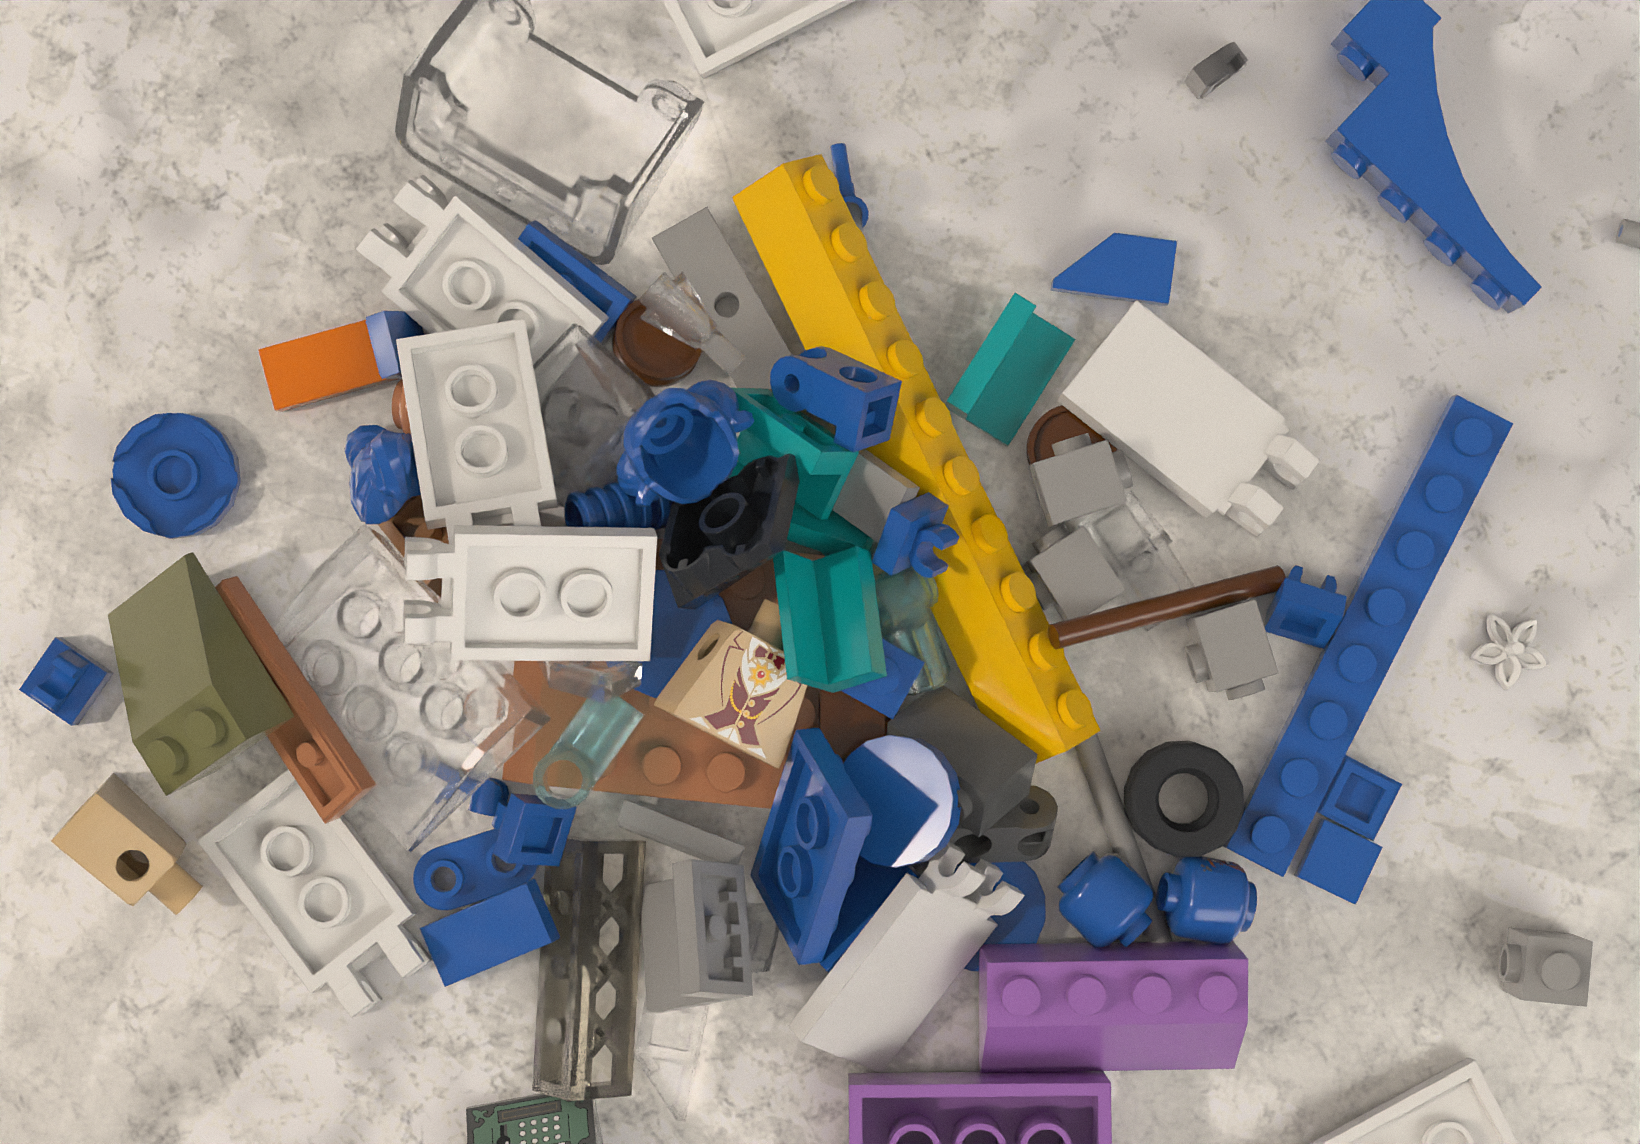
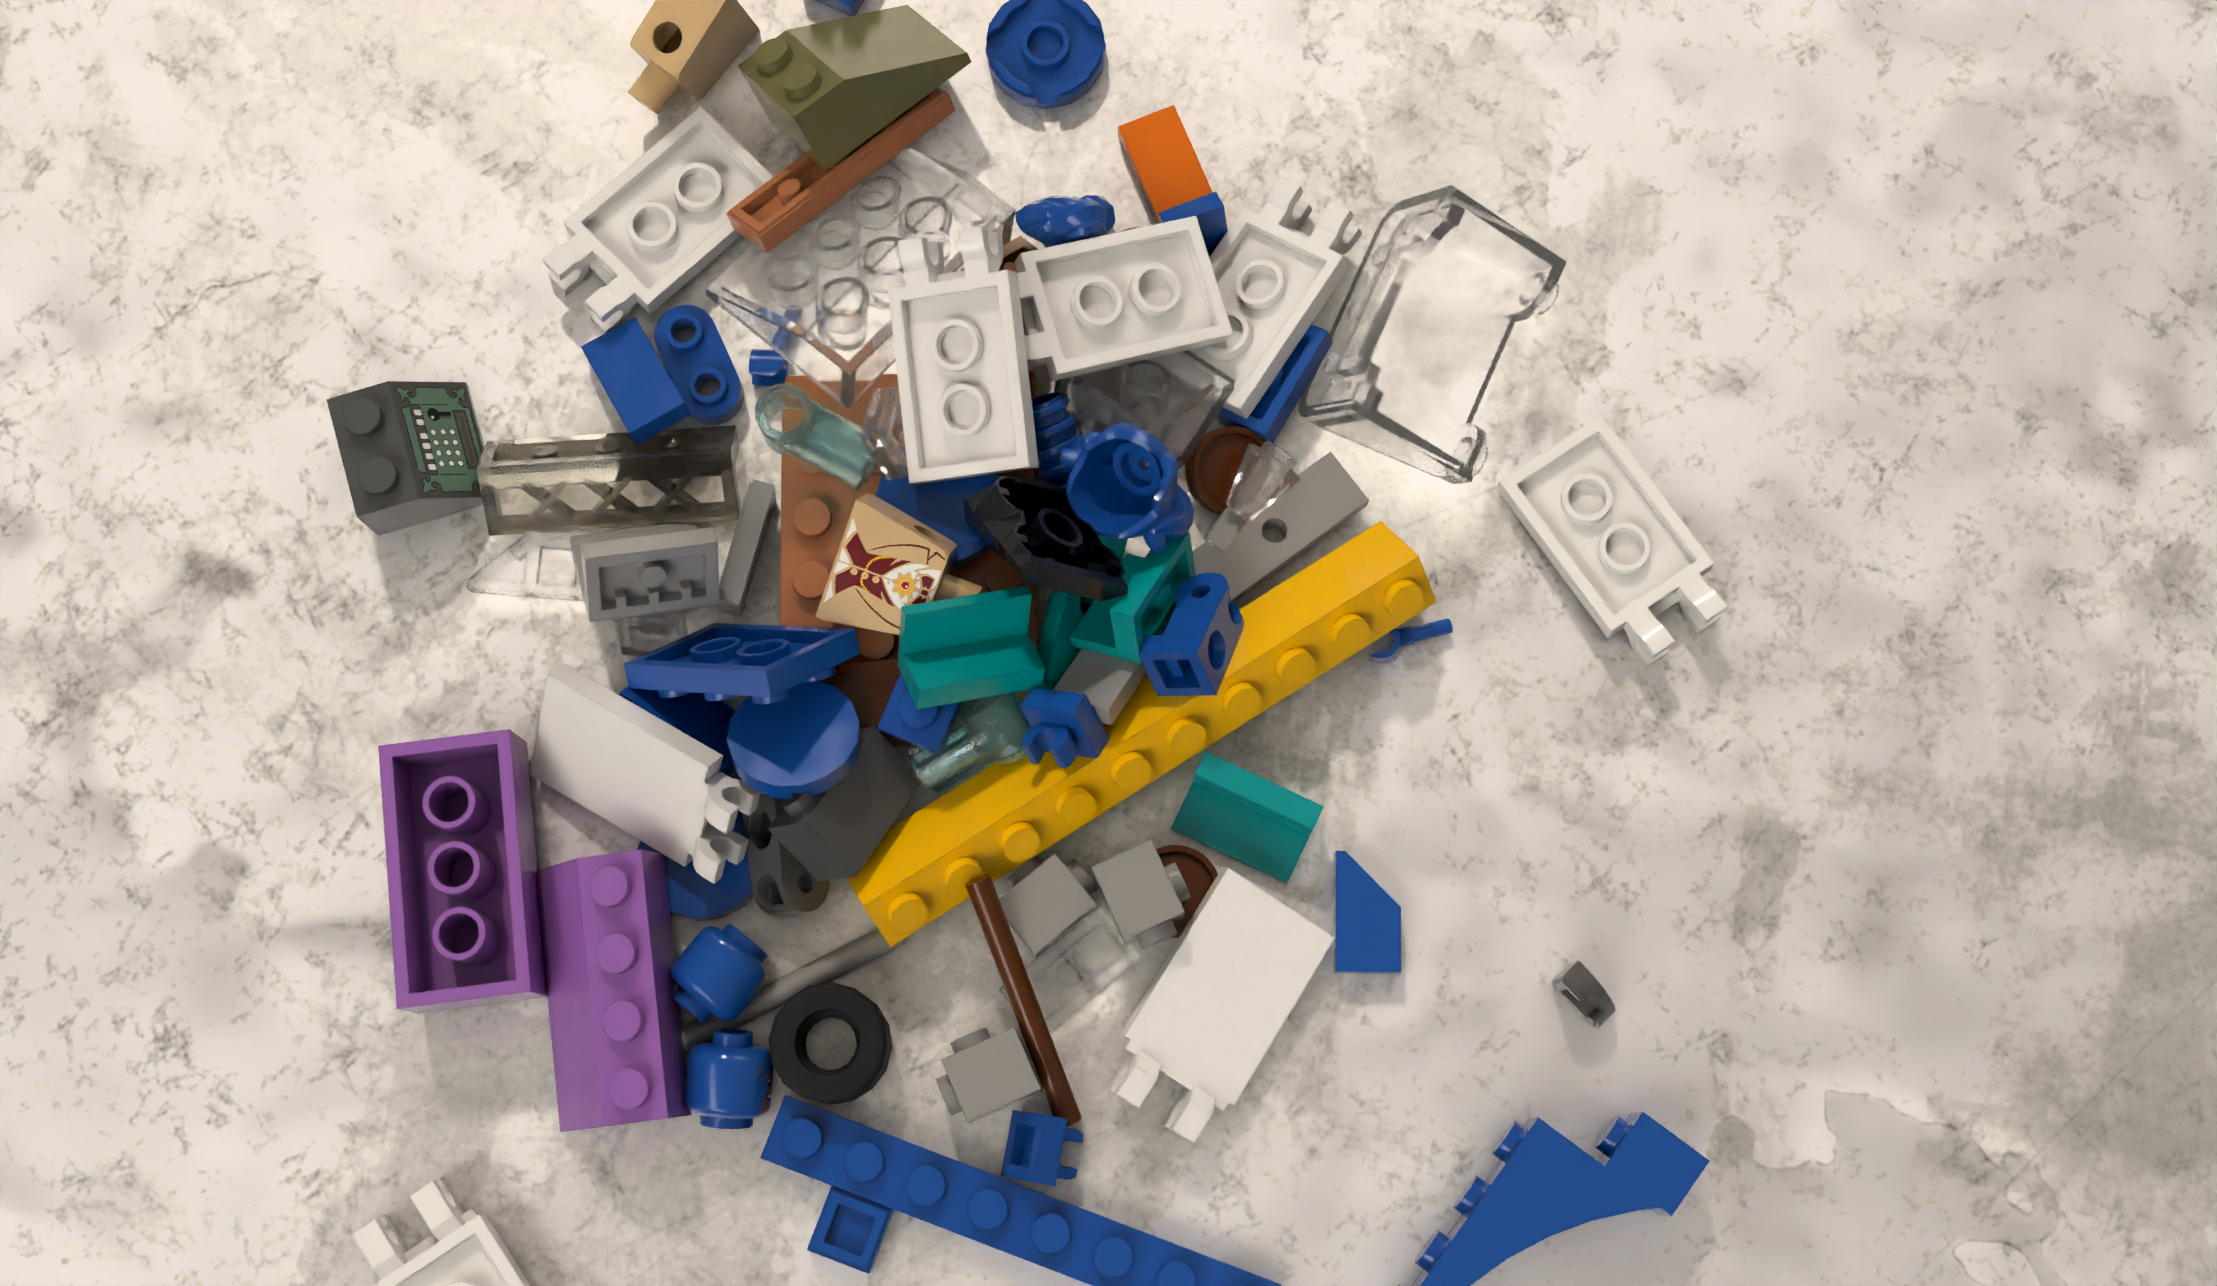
camera: 80 degrees right, 10 degrees down
(531, 830) = (731, 404): blue tile -> none
(1338, 861) = (782, 1216): blue tile -> none

